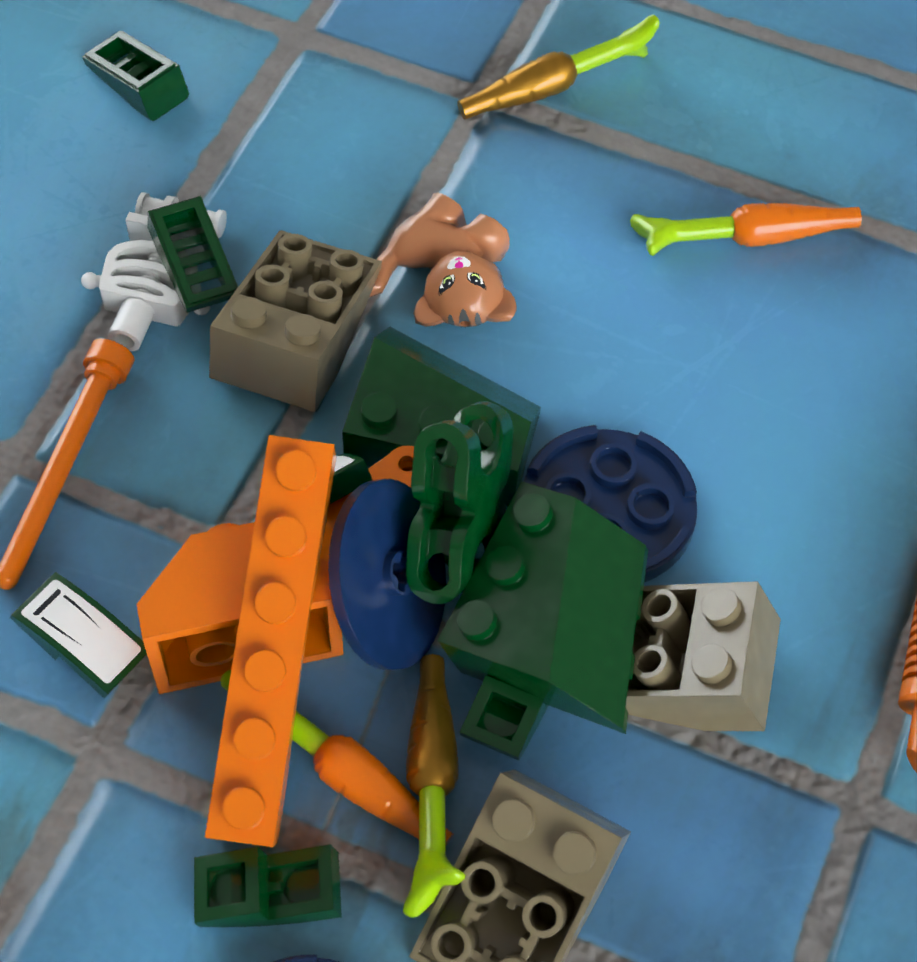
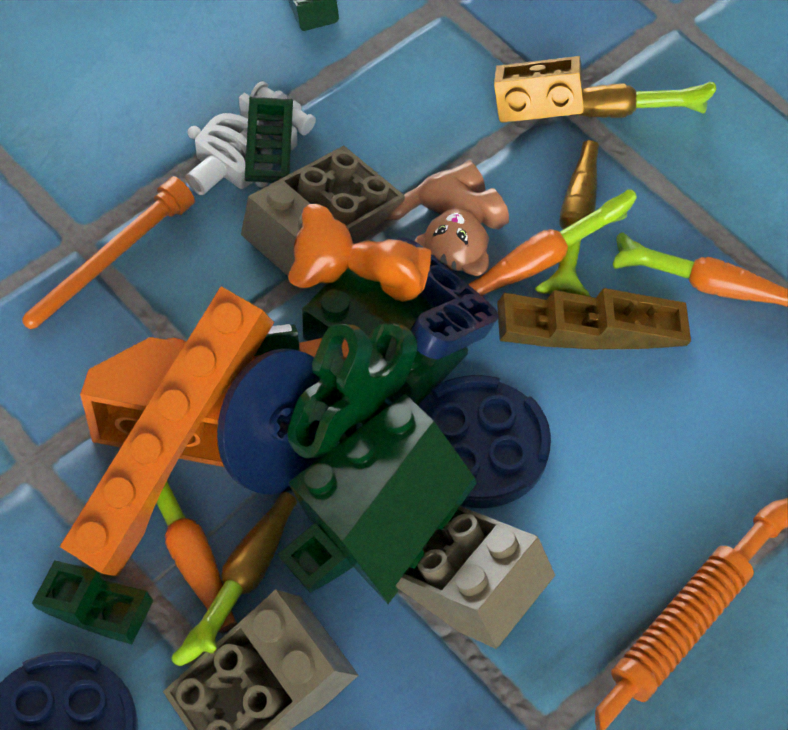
camera: 25 degrees right, 0 degrees up
(80, 633) = (56, 376): white slope -> none
(343, 351) = (326, 251): none -> orange animal
(463, 90) = (539, 89): none -> bracket
(520, 368) = (459, 313): none -> dark blue beam
(571, 259) = (550, 246): none -> orange piece
(580, 219) = (578, 203): none -> pearl gold piece
(652, 326) = (586, 322): none -> pearl gold slope

